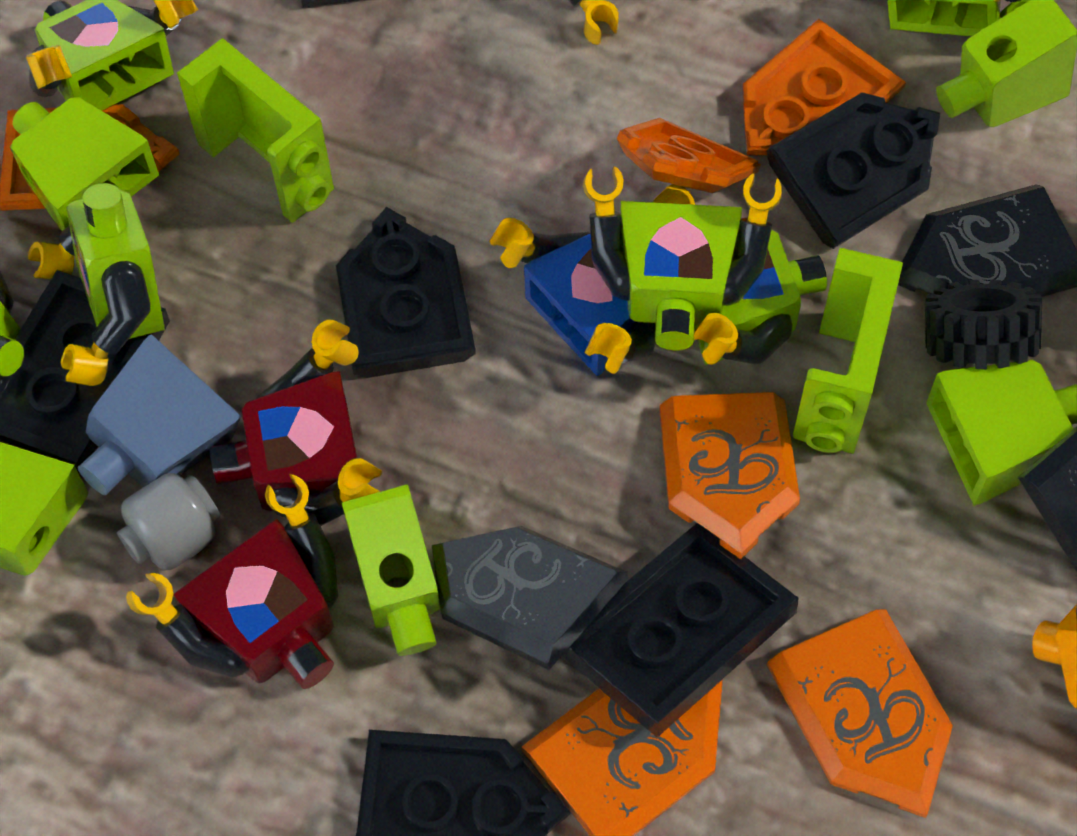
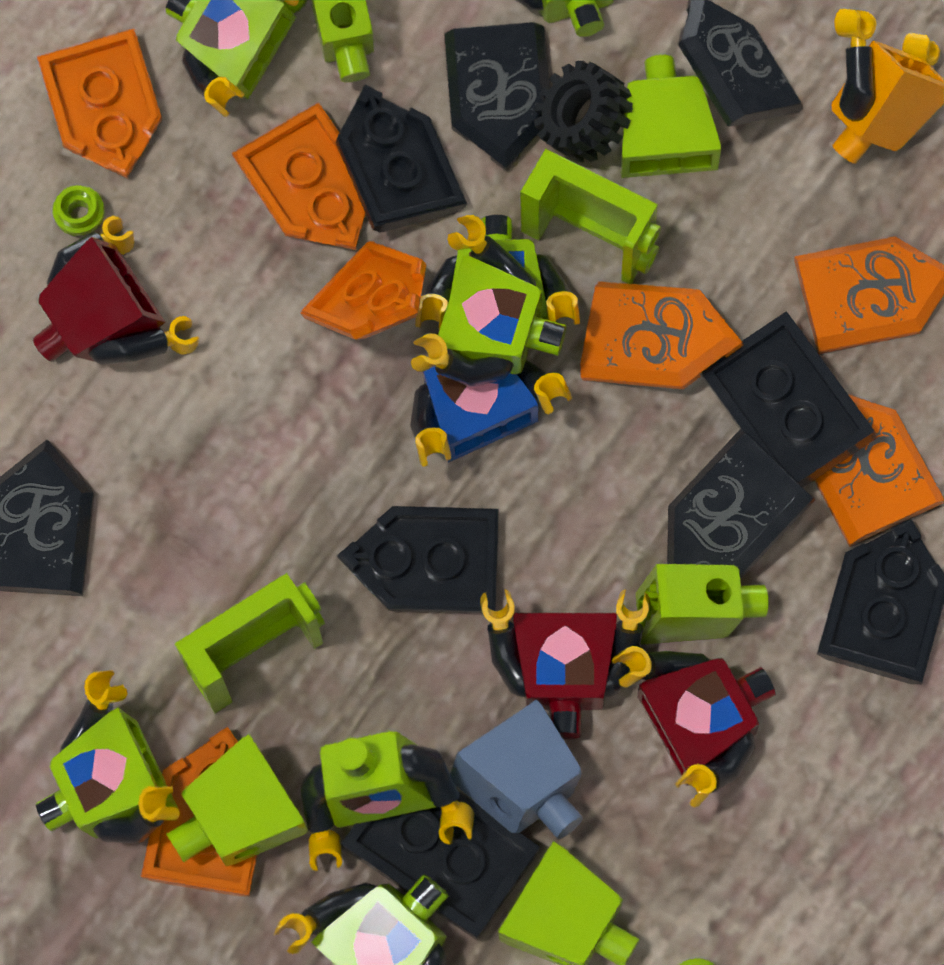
camera: 75 degrees left, 10 degrees up
(168, 521) = (612, 777): light grey head -> none

